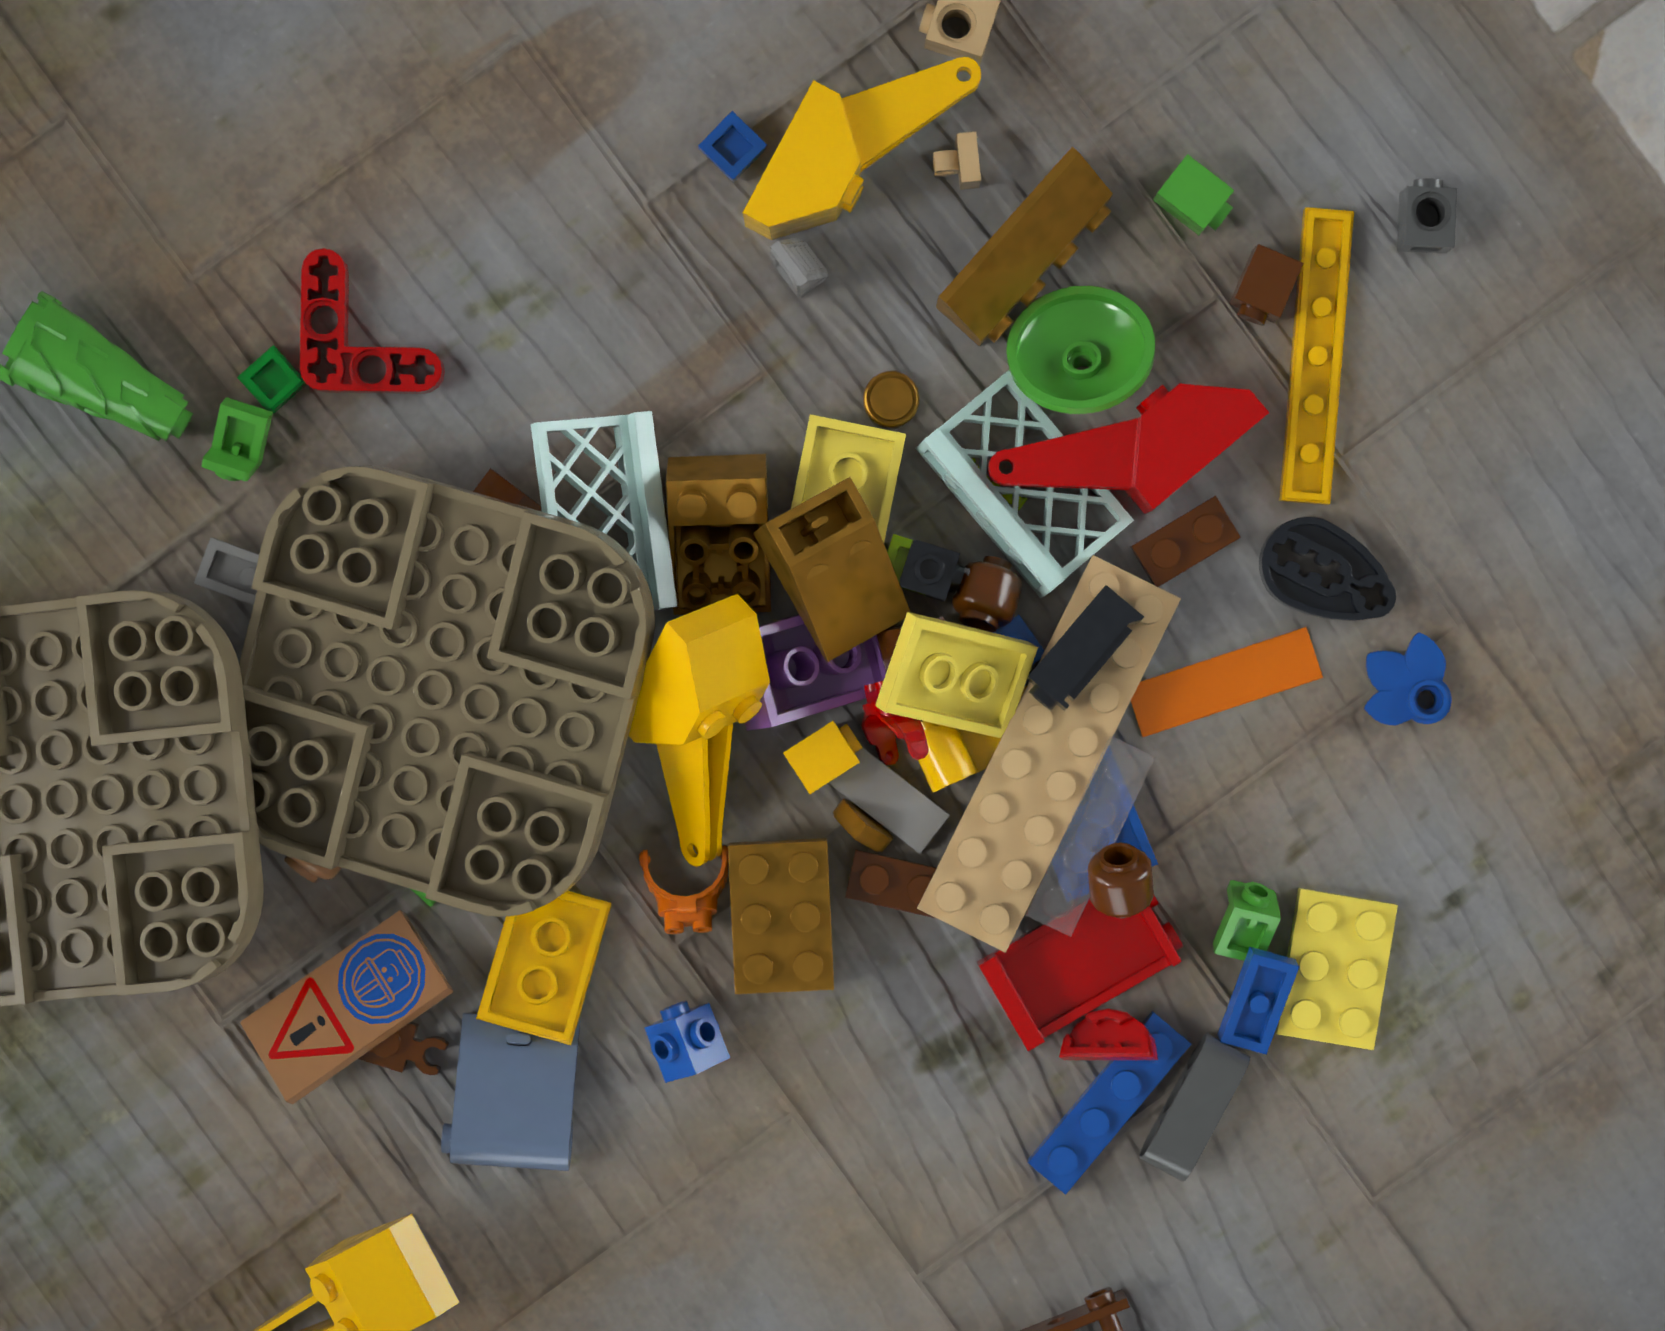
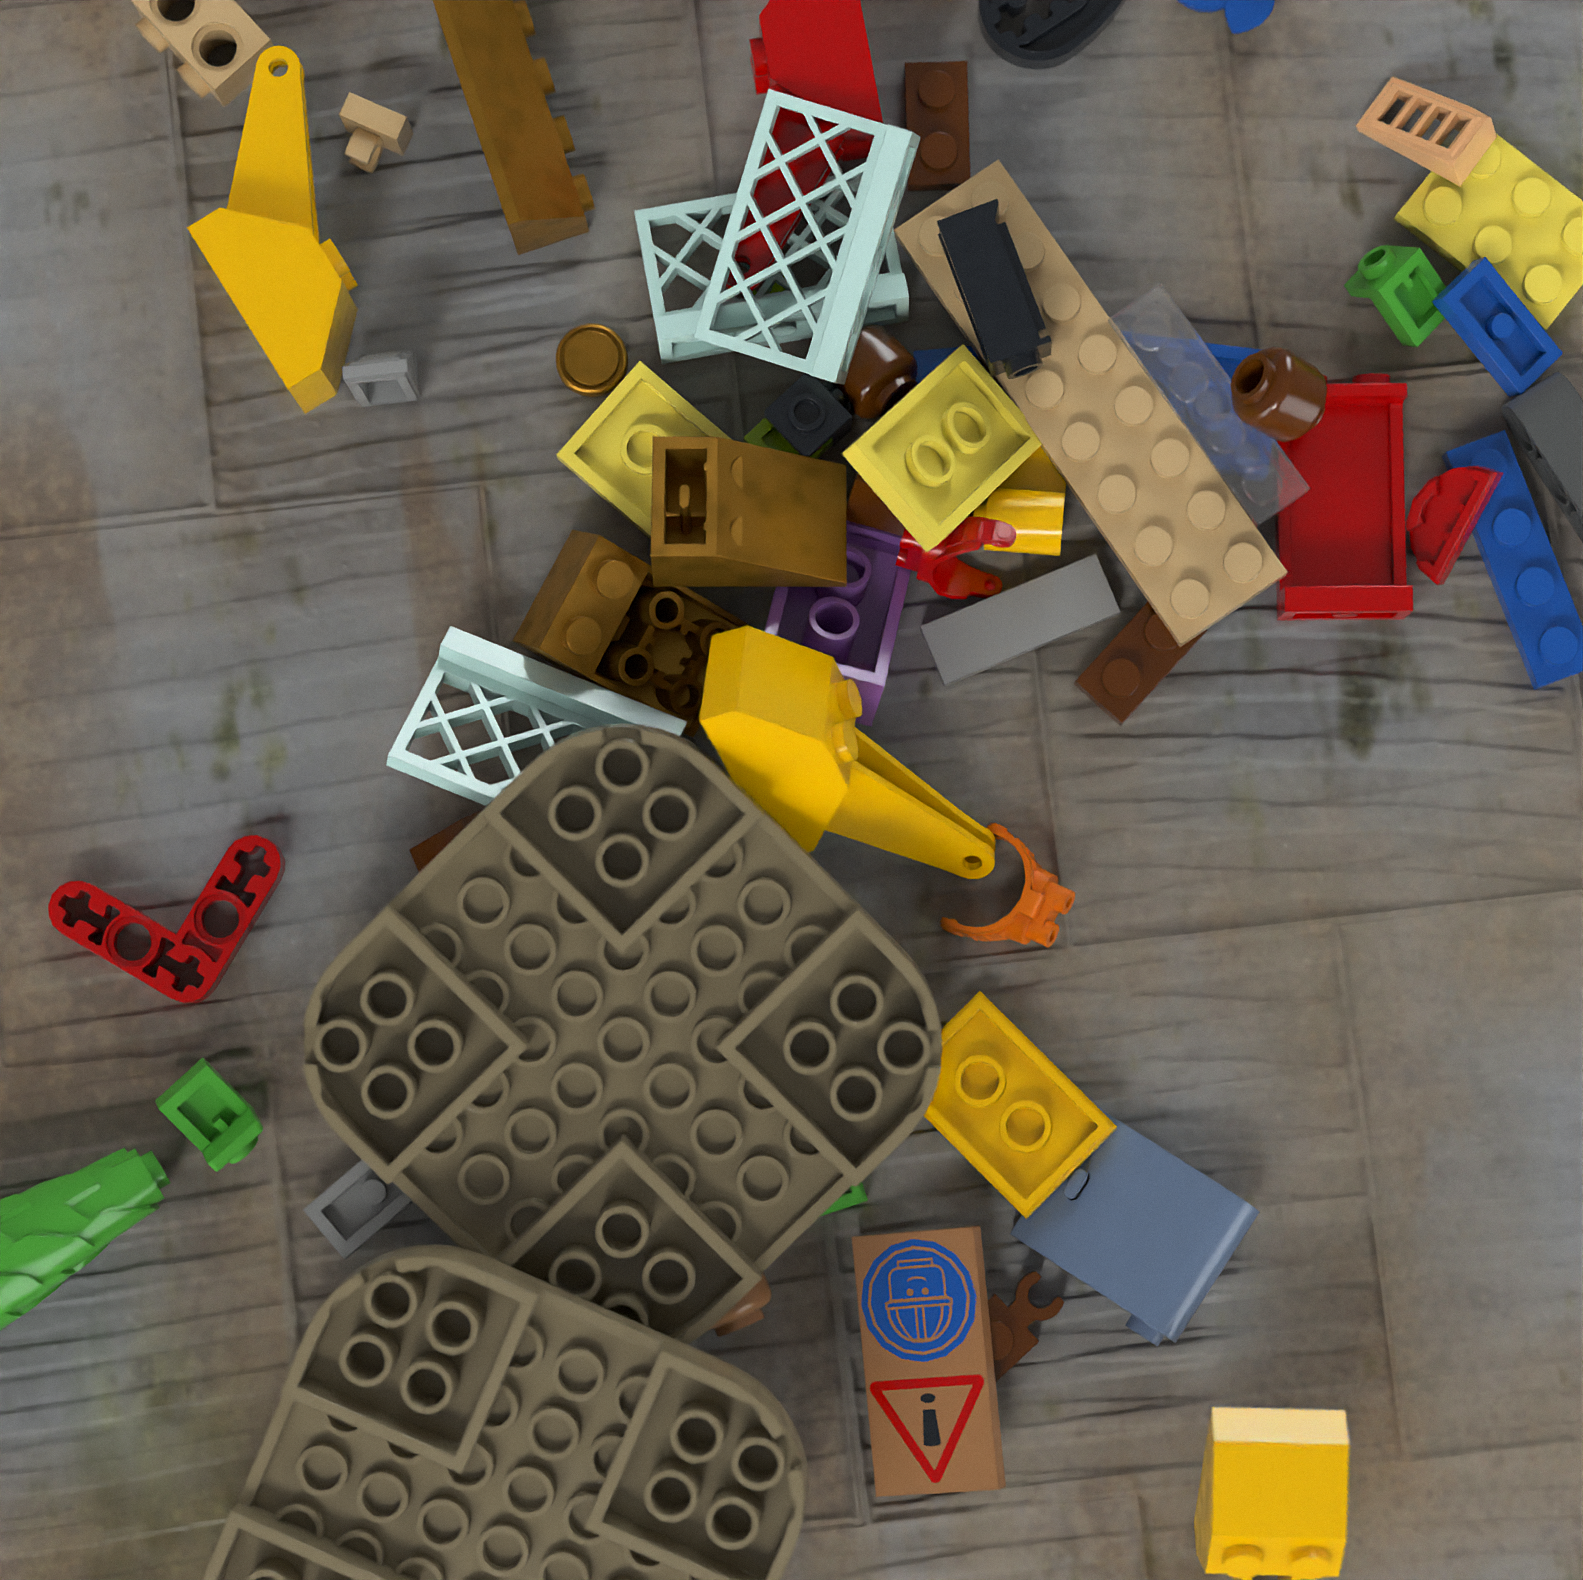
camera: 60 degrees left, 5 degrees down
(272, 379) = (166, 1039): green tile -> none
(686, 1041) = (1185, 991): blue brick -> none
(732, 146) = (208, 373): blue plate -> none
(781, 916) = (1104, 804): pearl gold brick -> none
(824, 755) = (949, 651): yellow brick -> none
(861, 826) = (1052, 658): pearl gold tile -> none
(1056, 544) = (859, 254): none -> light aqua fence
(1076, 330) = (640, 98): bright green dish -> none
(1225, 682) = (1118, 169): orange sticker -> none
(1366, 912) = (1451, 163): none -> light nougat slope

